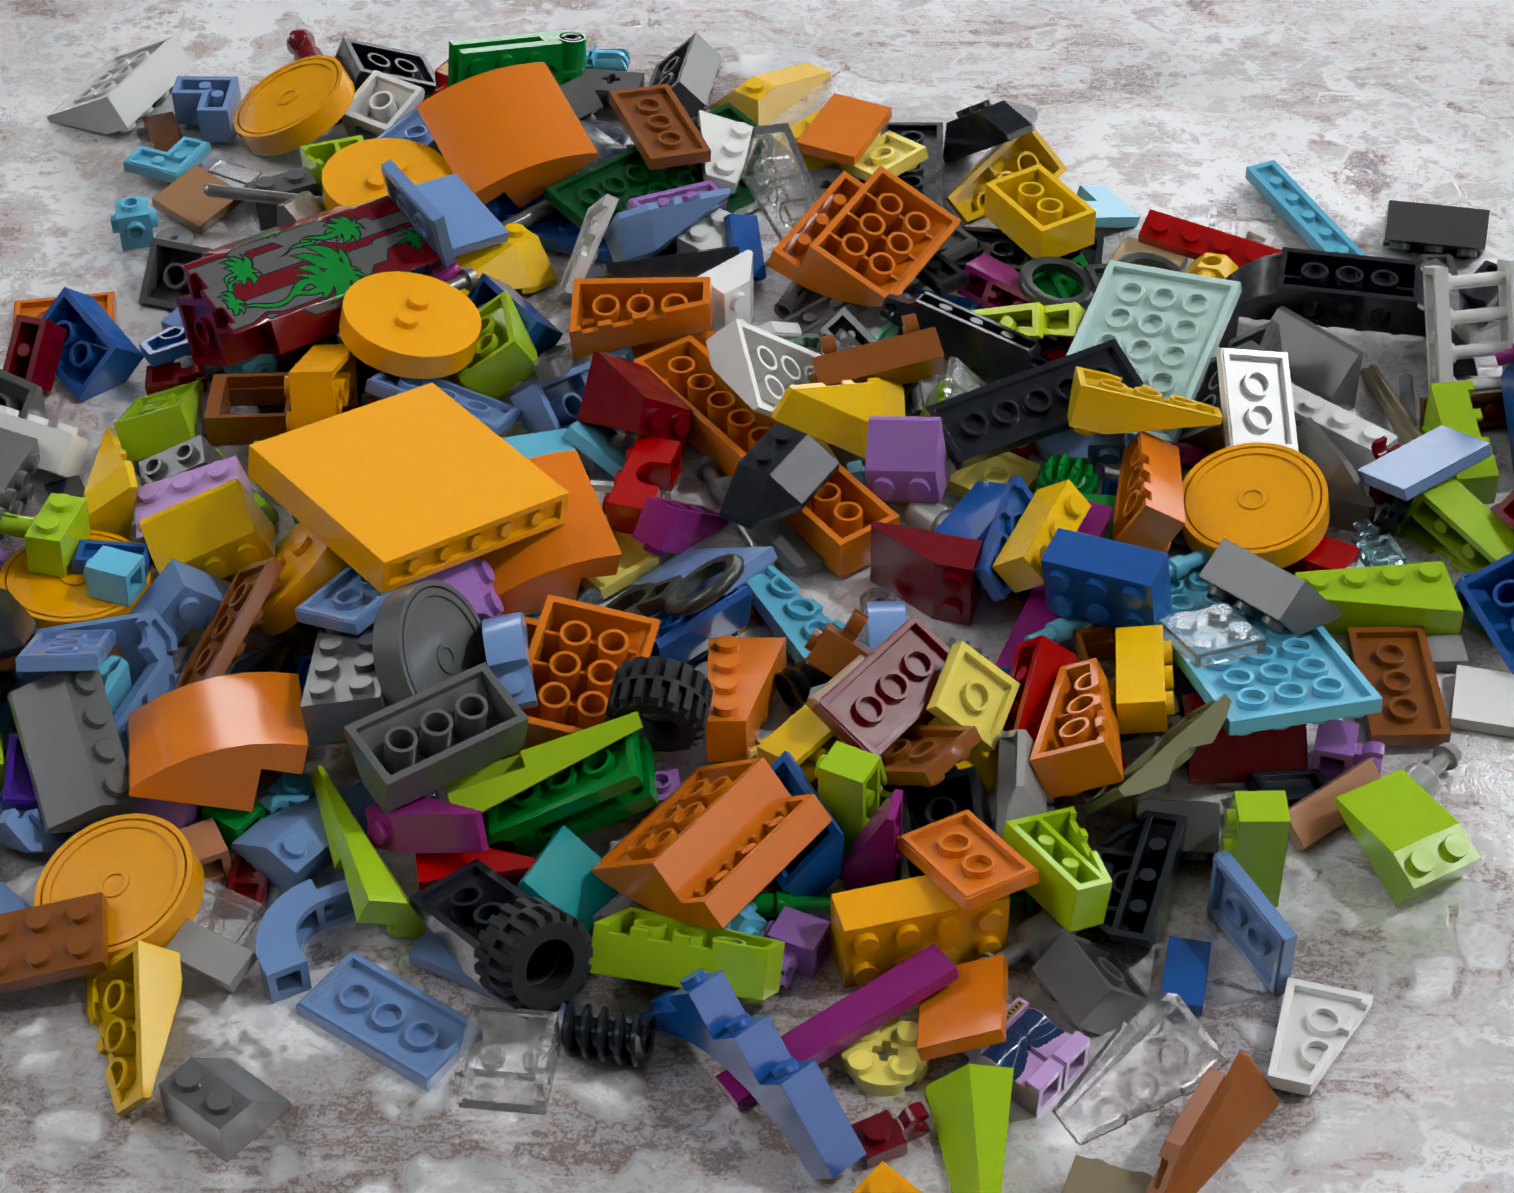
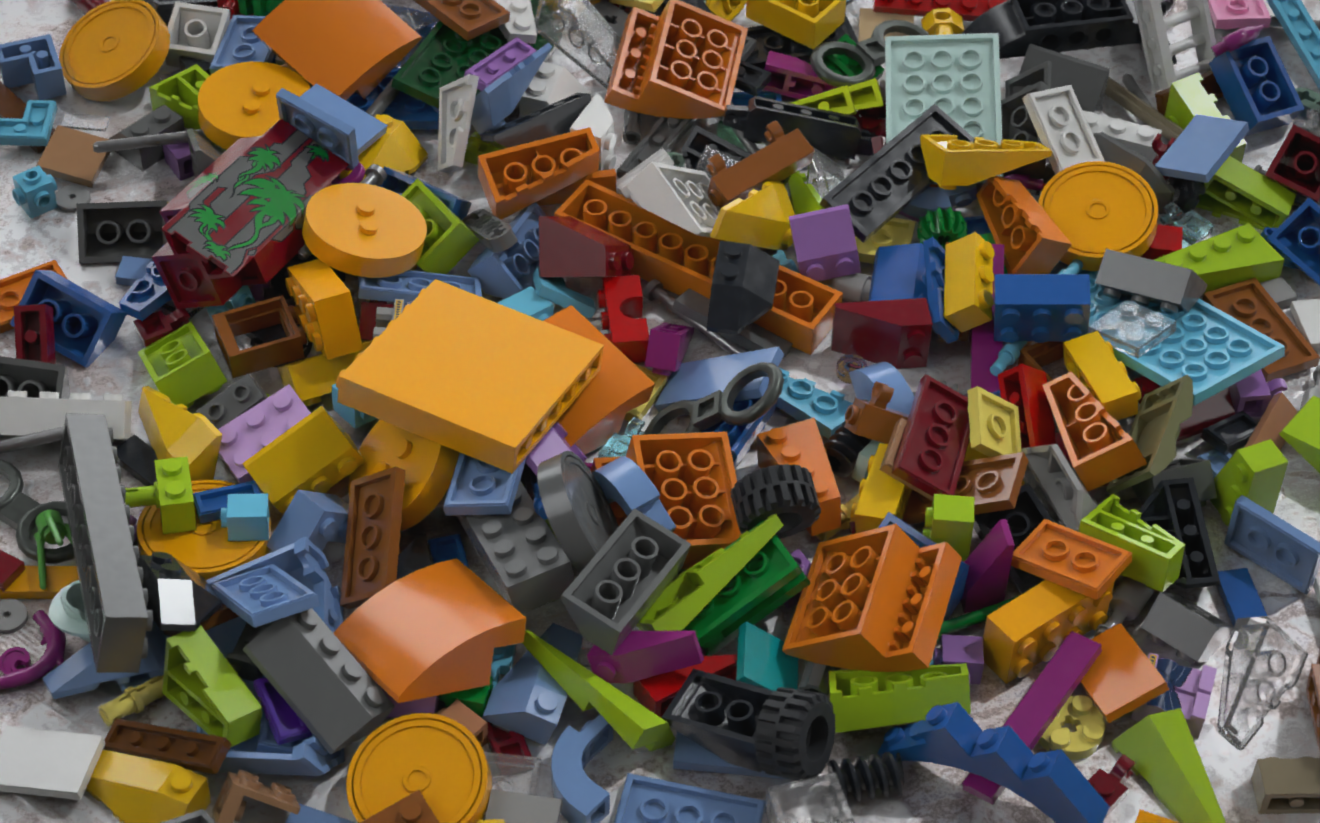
camera: 25 degrees left, 5 degrees up
(744, 232) = (570, 79): blue tile -> none

